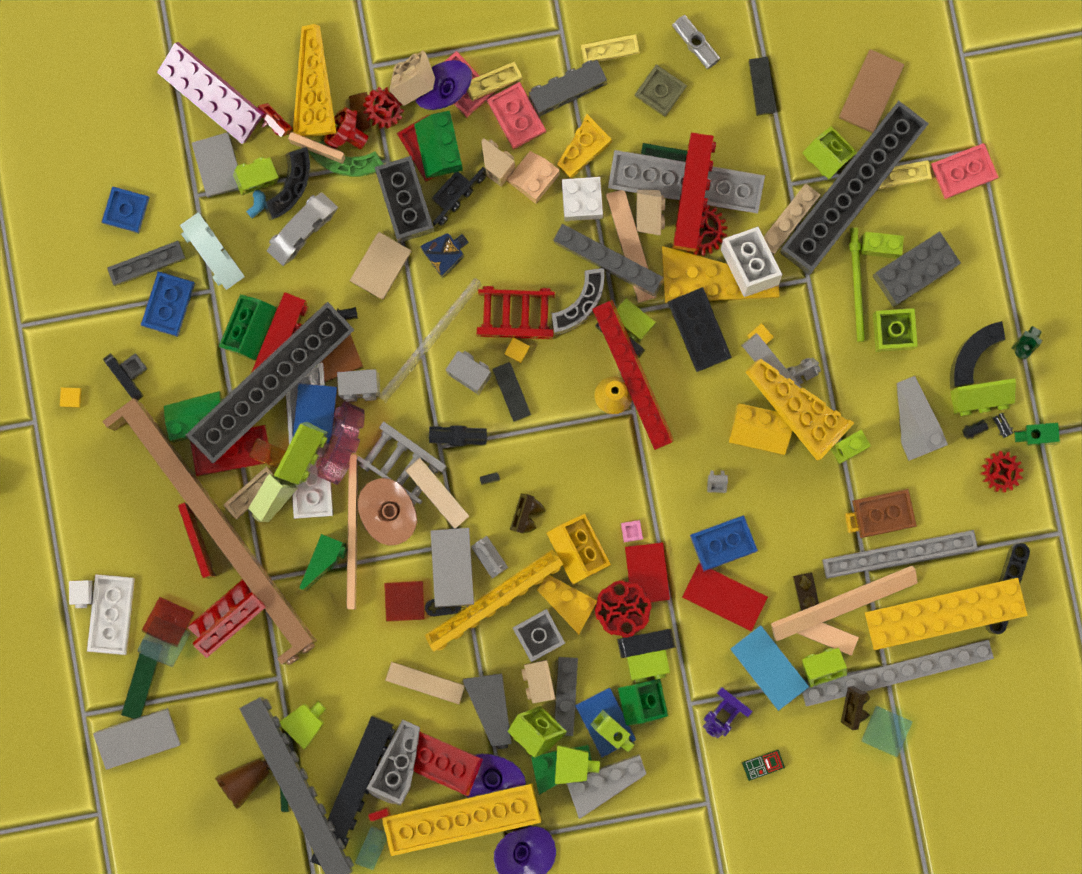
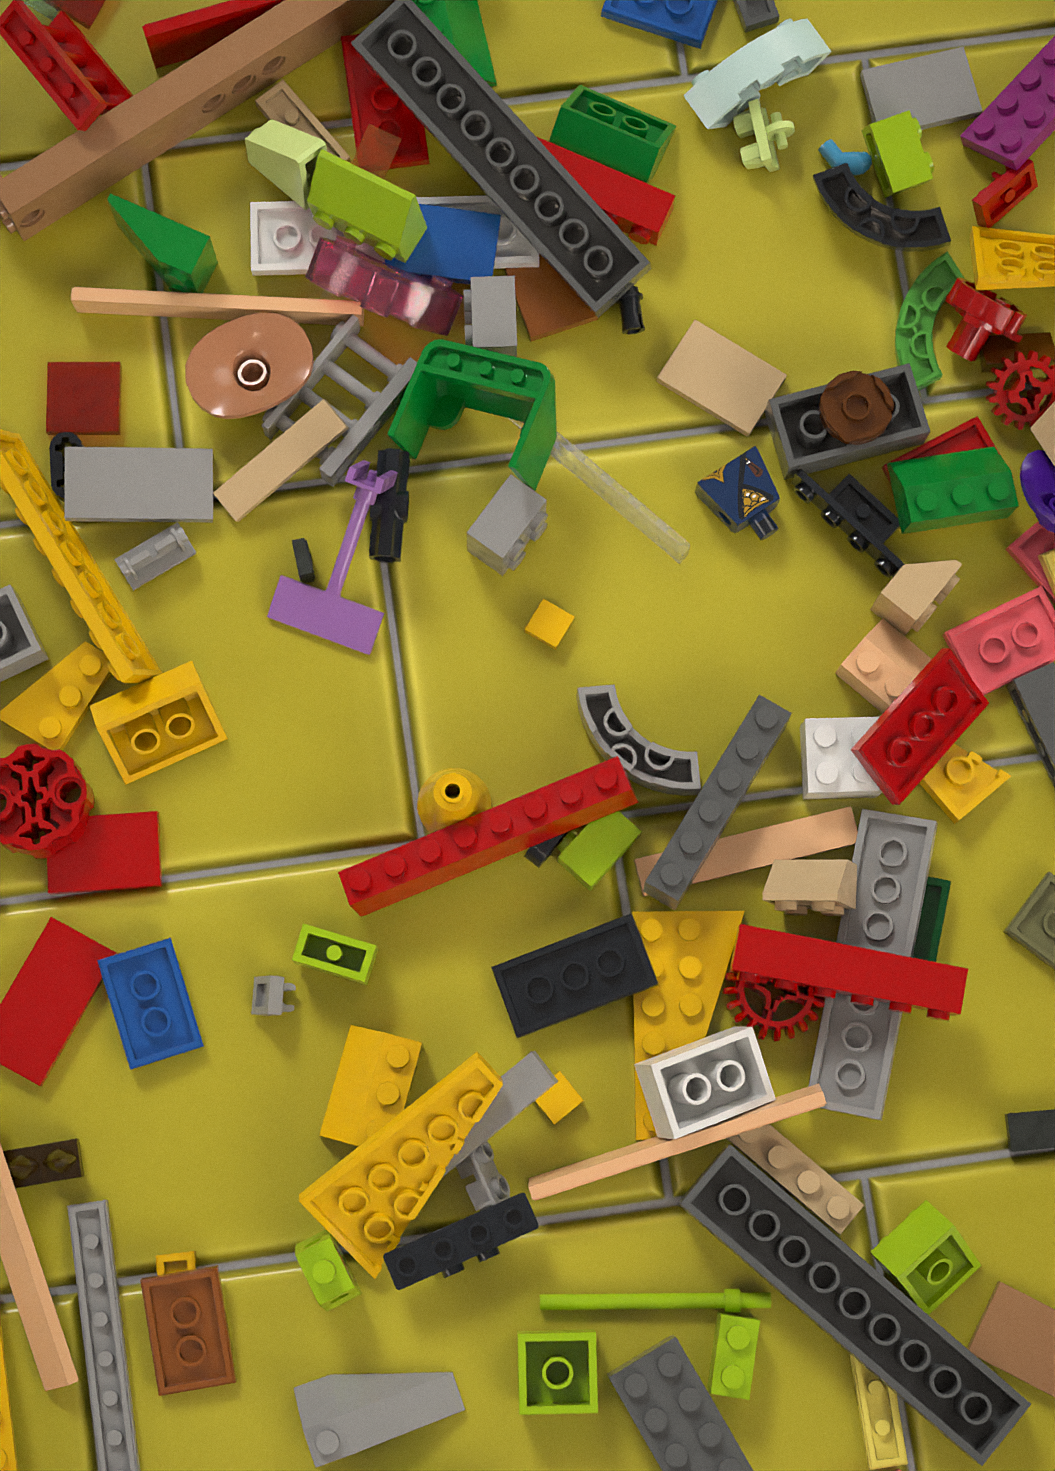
camera: 85 degrees right, 5 degrees down
(238, 250) = (756, 122): none -> yellowish green hips
(308, 220) = (815, 247): light grey brick -> none
(317, 147) = (949, 264): light nougat tile -> none
(389, 401) = (464, 376): none -> green windscreen
(400, 194) = (856, 407): none -> reddish brown tile
(511, 391) = (469, 610): pearl dark grey tile -> none
(515, 465) = (325, 611): none -> medium lavender piece
(524, 330) = (590, 602): red fence -> none
(526, 505) = (247, 627): dark brown tile -> none
(566, 158) = (920, 726): none -> red tile
(631, 531) = (187, 827): bright pink tile -> none
(695, 450) = (335, 954): none -> lime brick
(784, 287) = (660, 1148): none -> light nougat tile
(833, 375) = (461, 1241): none -> black bracket

